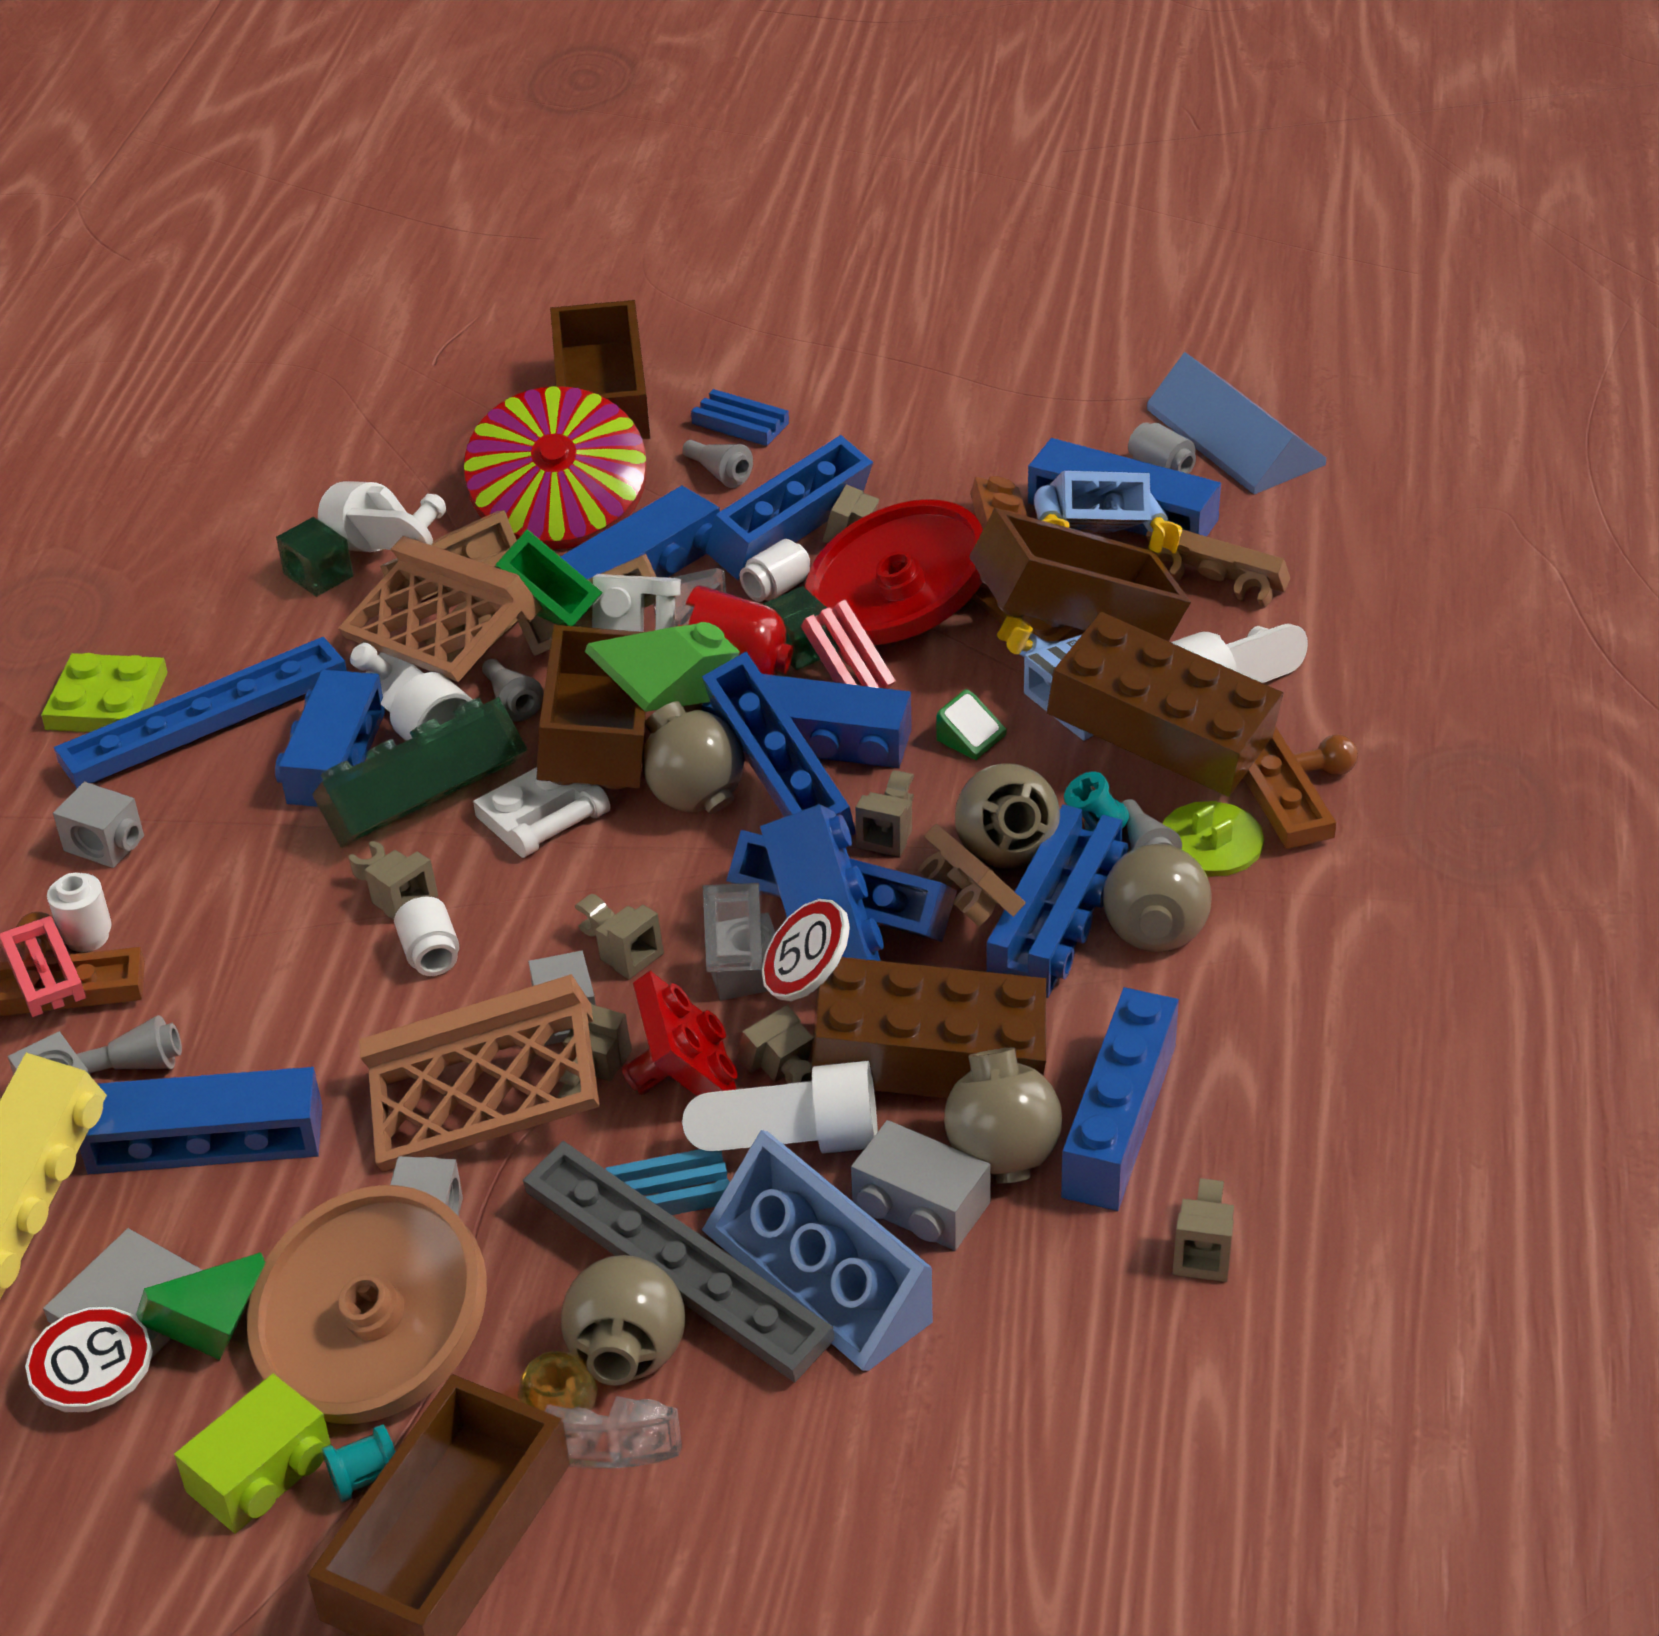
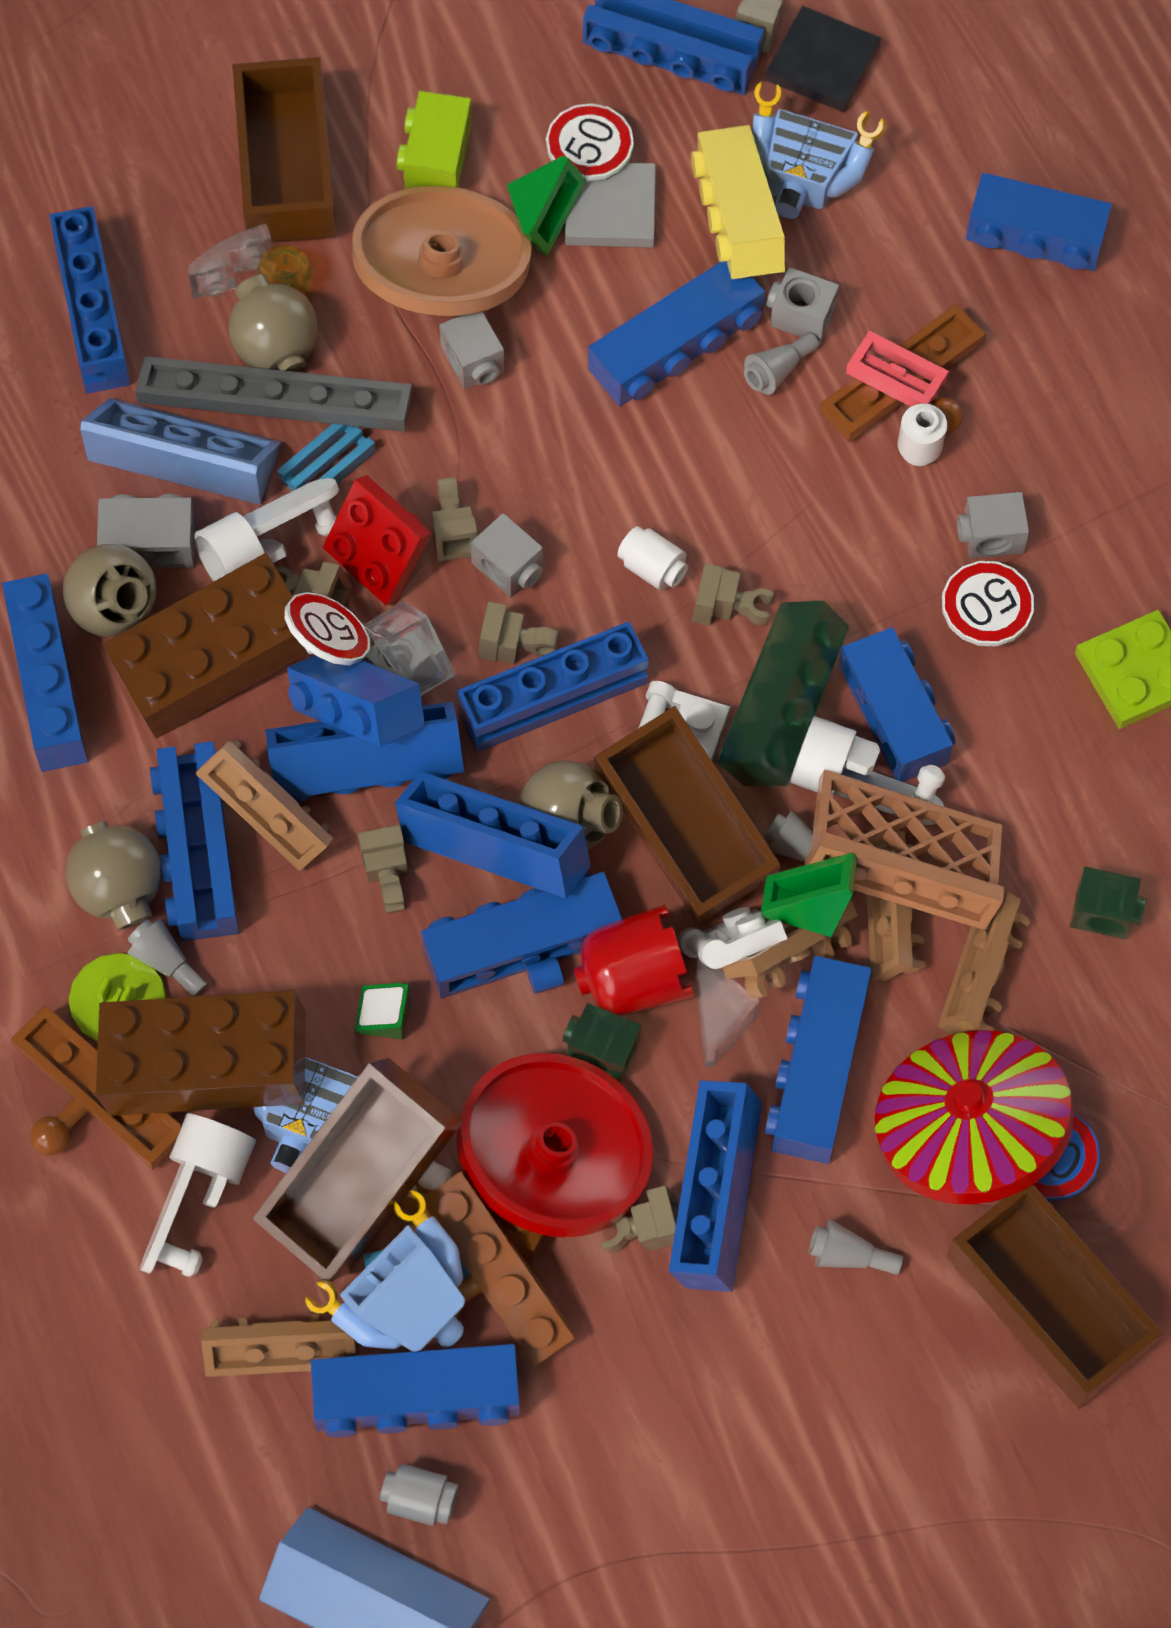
camera: 145 degrees right, 25 degrees up
(174, 770) = (987, 603): none -> piece
(196, 713) = (1031, 684): blue plate -> none
(358, 1462) = (369, 172): teal bush -> none
(374, 517) = (1088, 948): white piece -> none
(476, 1036) = (525, 466): nougat fence -> none
(621, 866) = (552, 686): none -> blue brick
(664, 663) = (645, 850): bright green slope -> none
(740, 417) = (884, 1321): blue tile -> none
(775, 570) = (674, 1108): white brick -> none
(811, 1471) = (89, 300): none -> blue brick
(853, 644) = (514, 999): coral tile -> none
(1006, 815) = (271, 879): dark tan brick -> none
(1096, 802) = (212, 956): teal bush -> none

